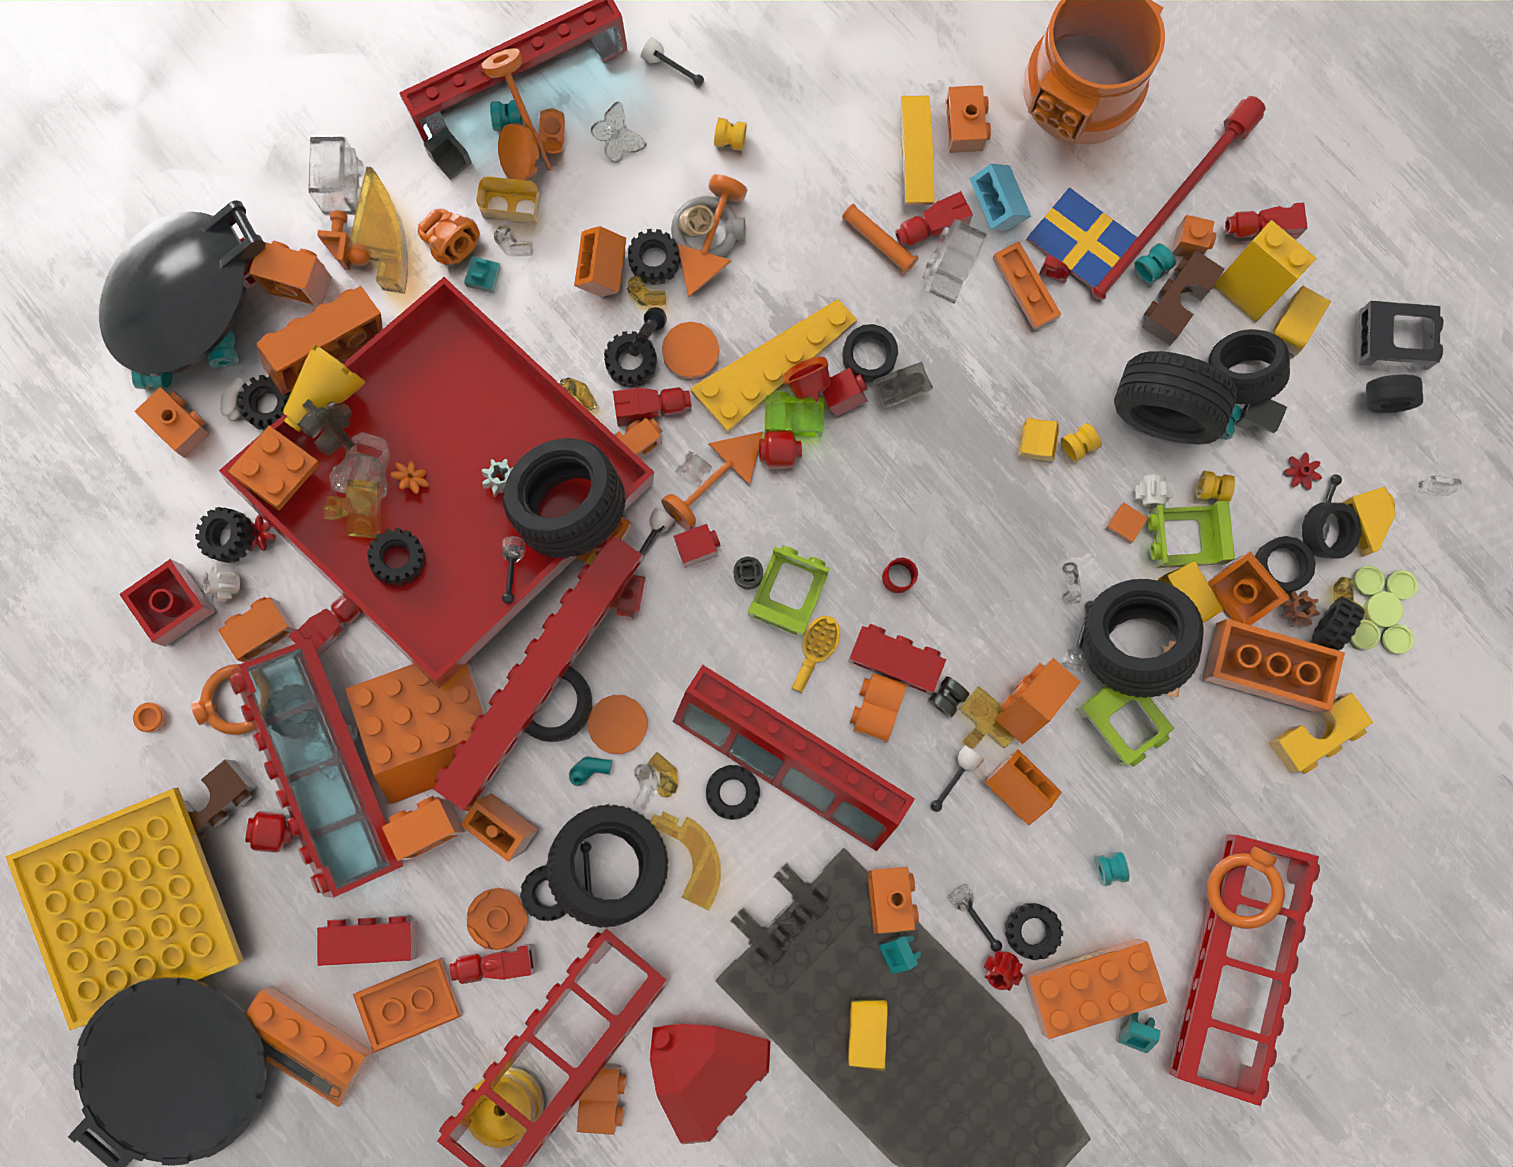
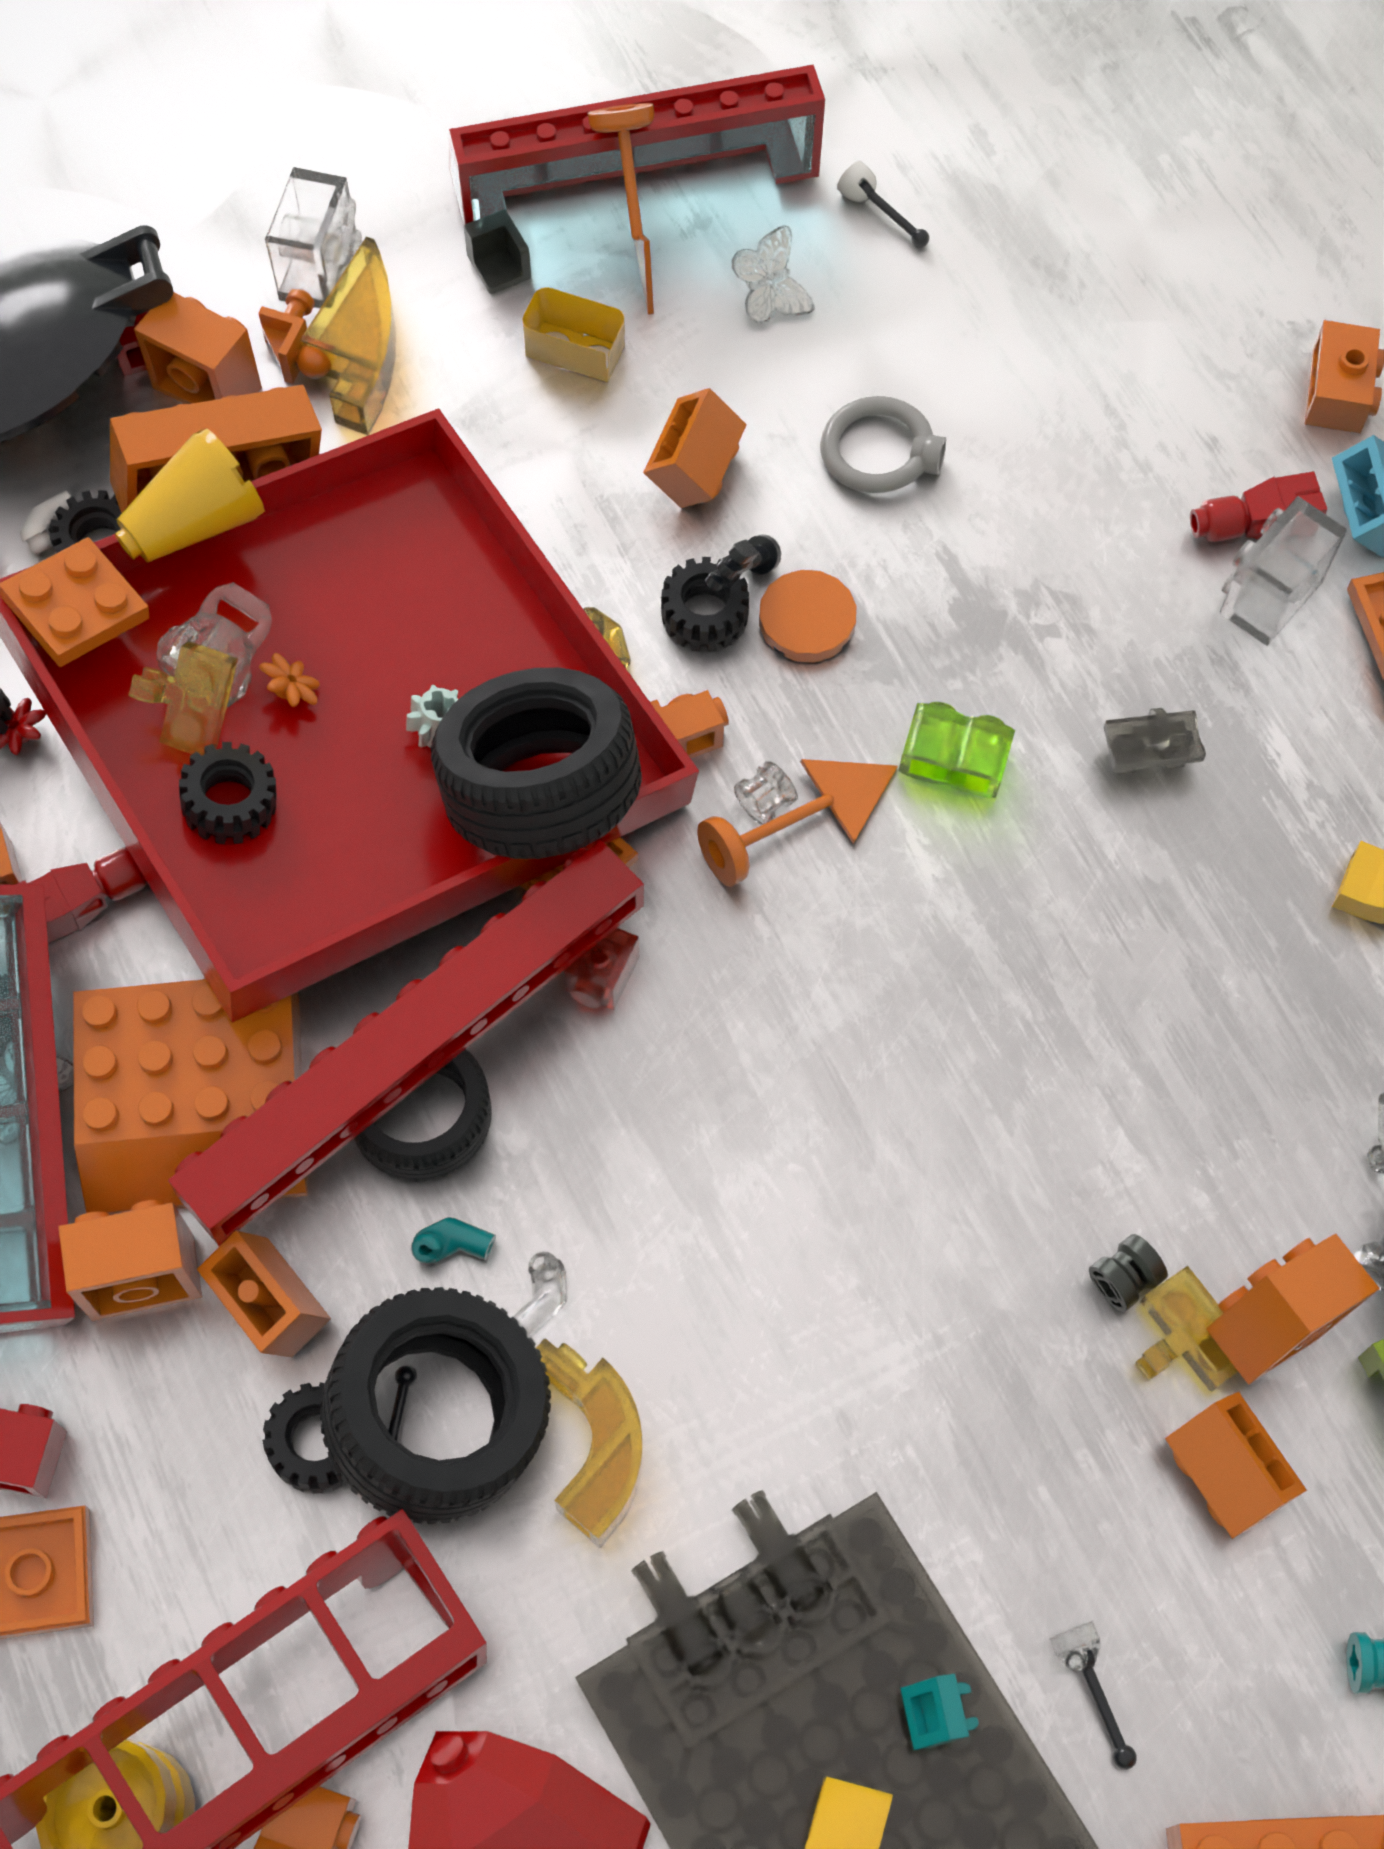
camera: 15 degrees right, 15 degrees down
(224, 353) = (53, 445): teal wheel -> none
(330, 423) = (190, 548): clear smoke hips -> none
(451, 237) = (465, 363): orange piece -> none
(482, 274) = (500, 431): teal tile -> none
(496, 919) = (210, 1463): orange tile -> none
(497, 965) = (181, 1542): red piece -> none
(504, 114) = (604, 220): teal wheel -> none
(510, 245) = (557, 400): clear arm -> none
(512, 551) = (425, 834): hinge -> none
(518, 152) = (609, 264): orange tile -> none
(552, 130) = (671, 254): orange hair -> none
(617, 724) = (522, 1178): orange tile -> none
(643, 295) = (750, 516): clear yellow arm -> none
(647, 403) = (701, 666): red piece -> none
(653, 240) = (783, 441): black tyre -> none
(660, 523) = (686, 863): white hinge -> none
(668, 775) = (587, 1287): clear yellow arm -> none
(697, 545) = (740, 913): red brick -> none
(700, 265) = (857, 492): orange piece -> none
(701, 219) = (874, 416): tan wheel -> none
(713, 792) = (696, 1308): black tyre -> none
(731, 134) = (949, 317): yellow wheel -> none
(744, 384) = (878, 687): yellow wing -> none
(749, 577) = (816, 990): pearl dark grey wheel -> none
(779, 449) = (920, 794): red head -> none
(780, 615) = (854, 1066): lime window -> none
(792, 758) = (822, 1301): red window -> none
(808, 378) = (997, 689): red piece -> none
(817, 646) = (910, 1132): yellow piece -> none
(845, 392) = (1051, 728): red brick -> none
(875, 332) = (1114, 651): black tyre -> none
(878, 707) = (996, 1259): orange brick -> none
(880, 238) = (1163, 519): orange pin -> none
(892, 900) = (945, 1605): orange brick -> none
(897, 659) = (1047, 1185): red brick -> none
(909, 565) = (1093, 1022): red piece -> none
(917, 150) = (1252, 404): yellow slope -> none
(967, 760) = (1141, 1395): hinge -> none
(1003, 970) = (1130, 1804): red gear -> none
(1053, 931) = (1240, 1737): black tyre -> none

